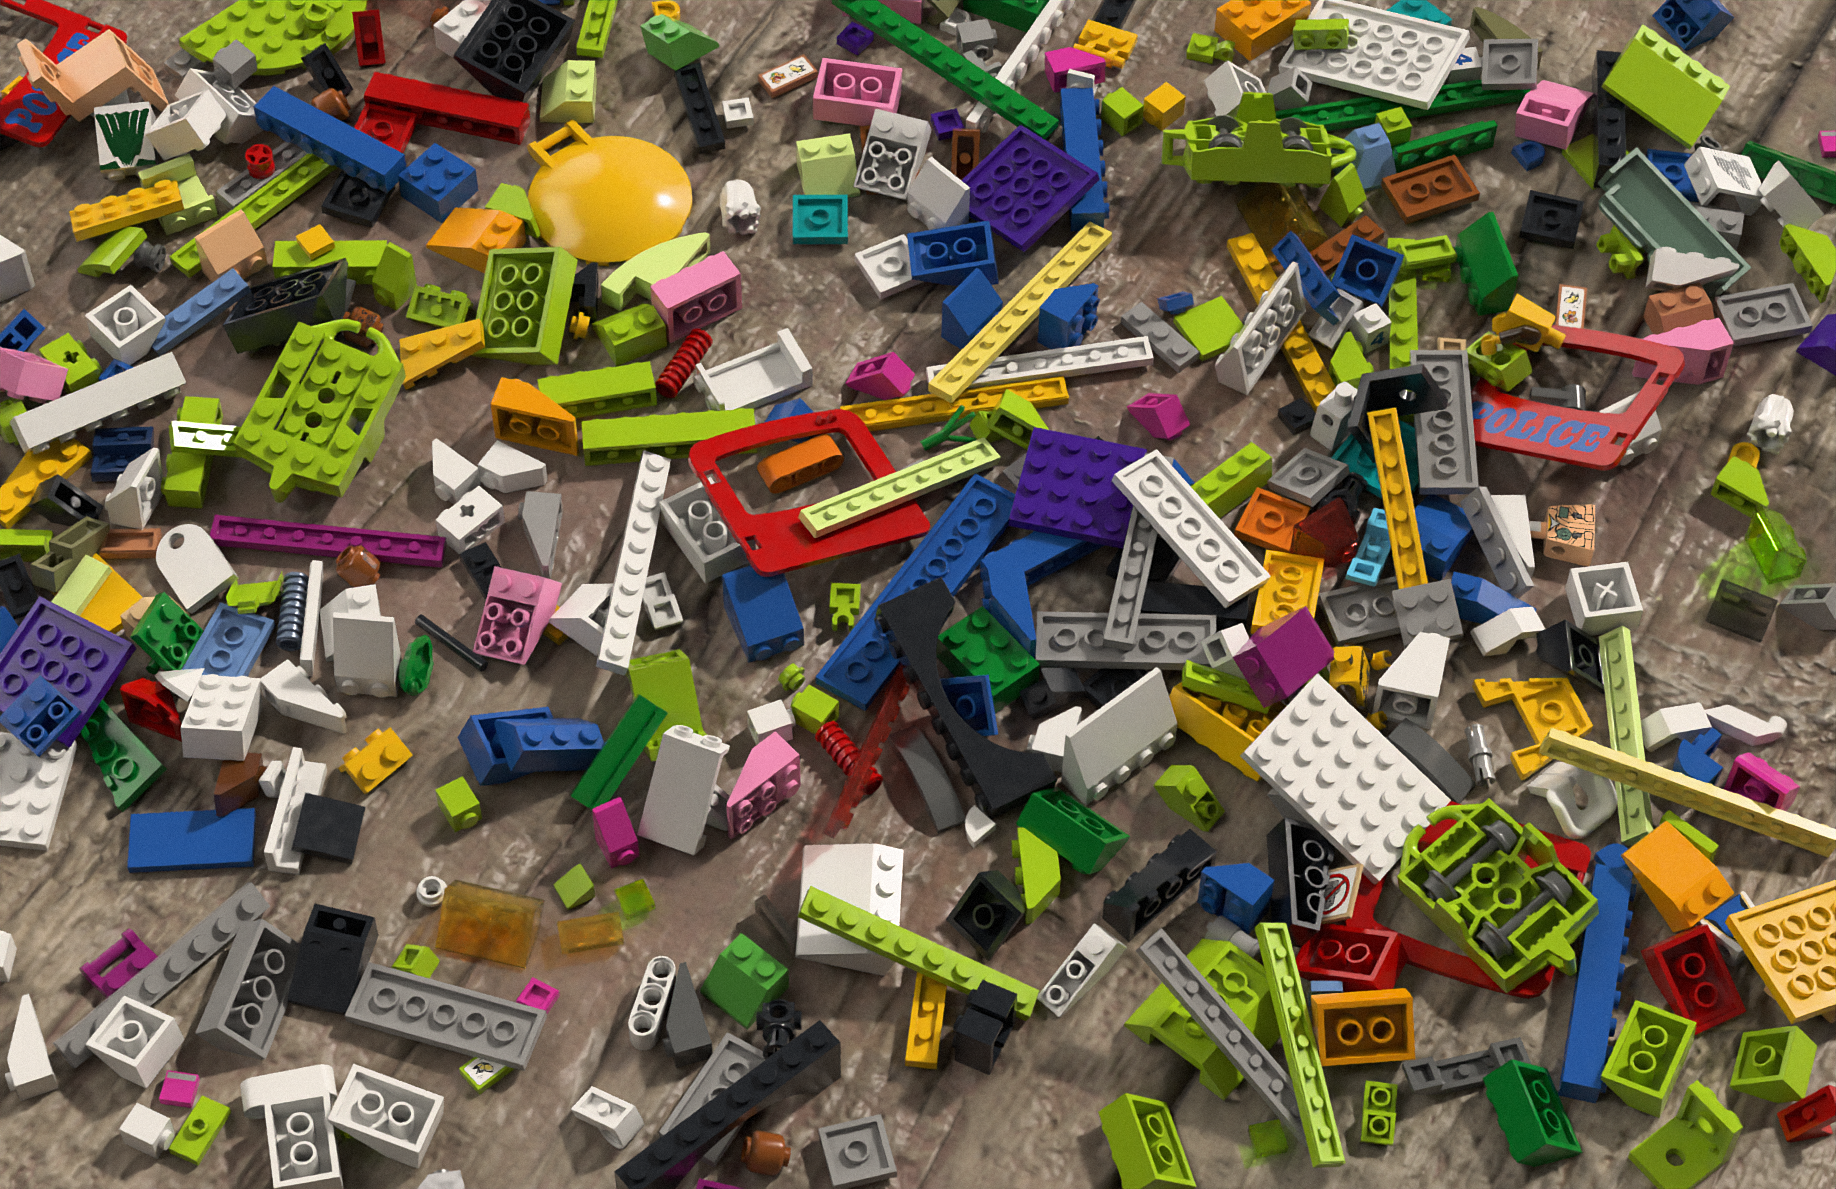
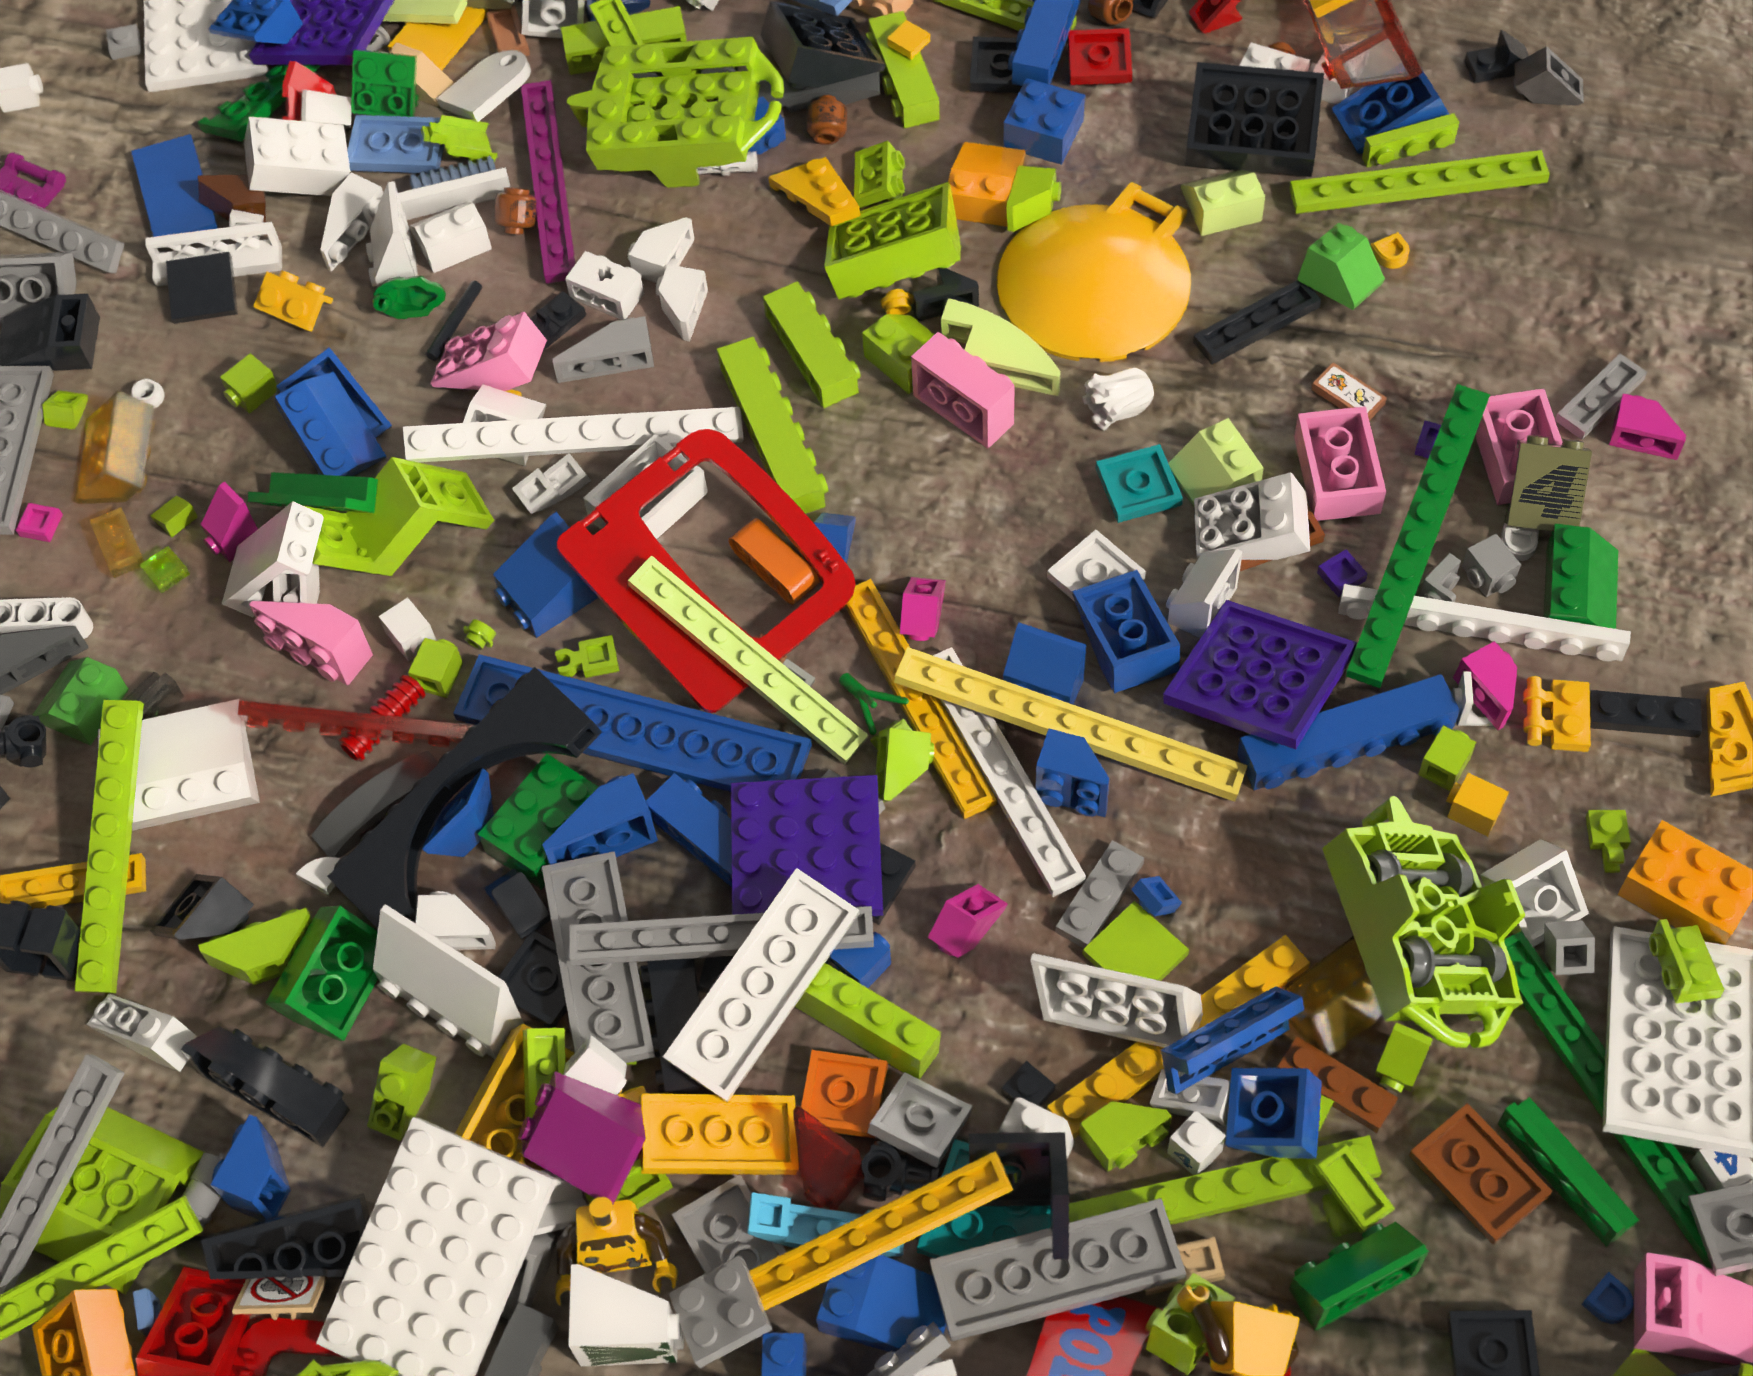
camera: 80 degrees right, 5 degrees up
(394, 277) = (894, 121): lime slope -> none
(452, 107) = (1155, 101): red brick -> none
(531, 418) = (747, 279): light orange slope -> none
(683, 363) = (879, 411): red piece -> none
(737, 113) = (1266, 359): white plate -> none
(756, 376) = (882, 483): white panel -> none
(964, 151) = (1303, 598): dark orange slope -> none
(1373, 156) = (1493, 1075): medium blue slope -> none
(1395, 125) = (1561, 1096): lime brick -> none

